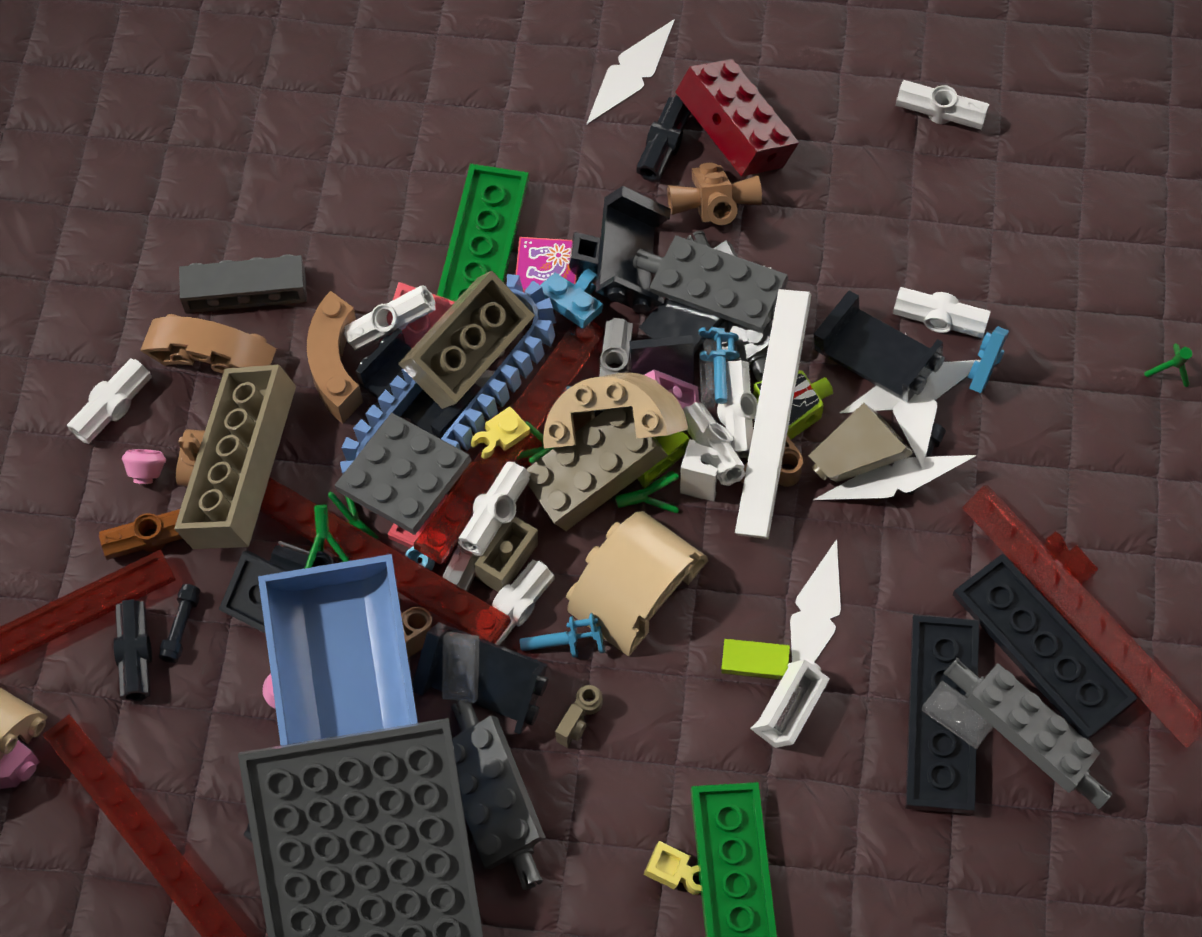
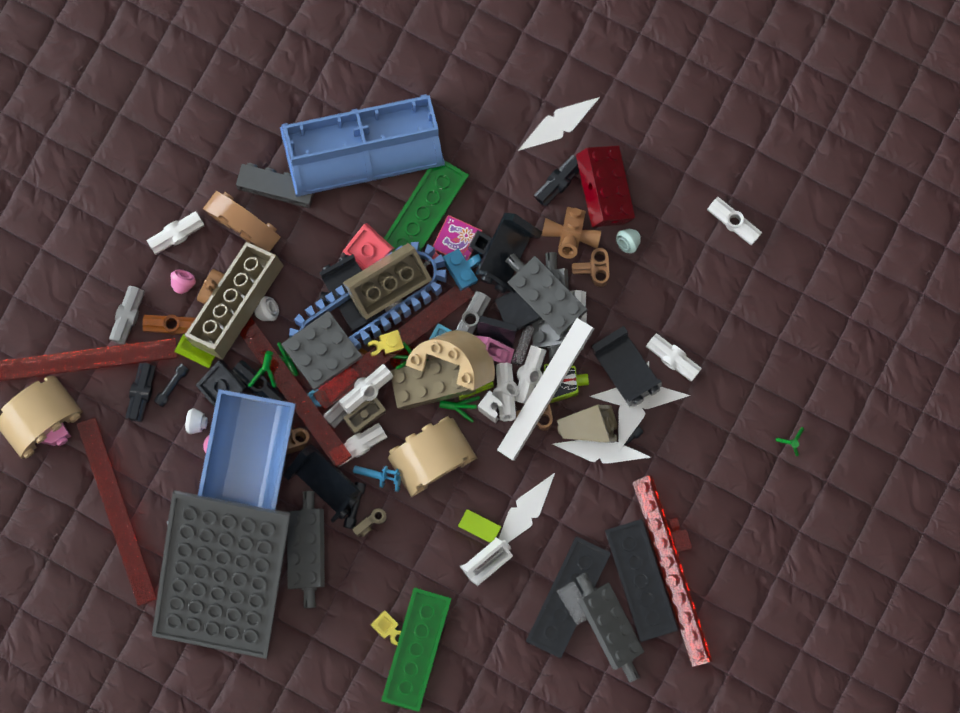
camera: 20 degrees right, 15 degrees up
(71, 543) = (126, 315): none -> light grey piece
(207, 561) = (189, 351): none -> lime tile
(238, 662) = (195, 421): none -> white cone
(292, 459) = (267, 309): none -> white cone
(325, 353) = (308, 246): medium nougat brick -> none
(352, 175) = (362, 145): none -> medium blue piece
(404, 311) = (360, 244): white piece -> none
(460, 667) = (314, 474): clear plate -> none
(546, 723) = (350, 521): none -> black bar
(719, 358) = (529, 343): dark azure piece -> none
(770, 231) = (594, 267): none -> medium nougat beam
(801, 180) = (628, 240): none -> light aqua cone
(991, 354) = (689, 394): dark azure plate -> none

